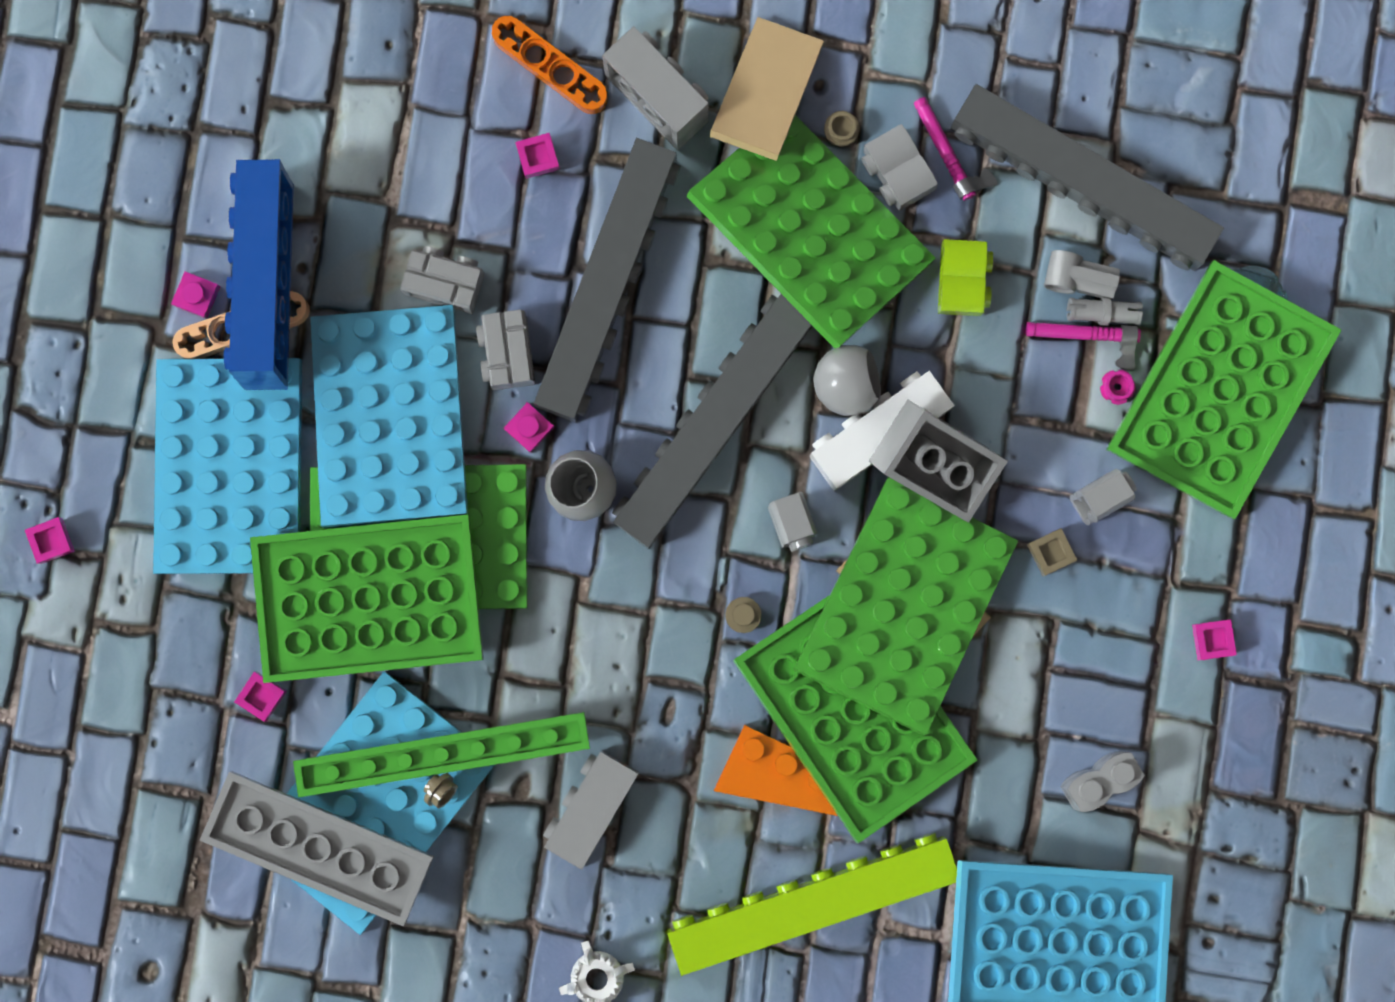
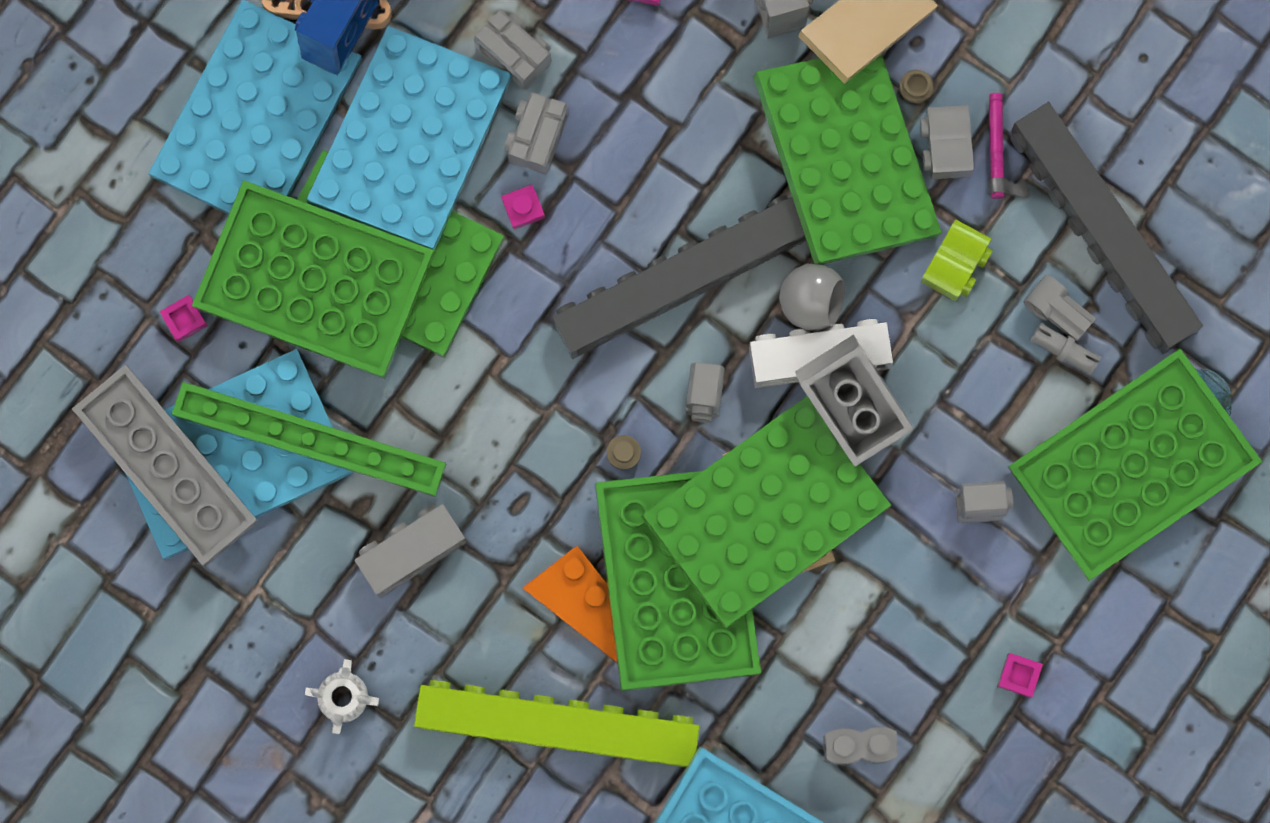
camera: 30 degrees right, 5 degrees down
(49, 540) = (77, 104): dark pink plate -> none
(439, 790) = (291, 468): dark tan plate -> none
(588, 470) = (541, 262): light grey helmet -> none
(606, 281) = (650, 116): dark grey brick -> none
(1052, 552) = (915, 530): dark tan plate -> none
(1119, 377) = (1048, 410): dark pink plate -> none
(1126, 336) = (1074, 378): dark pink piece -> none

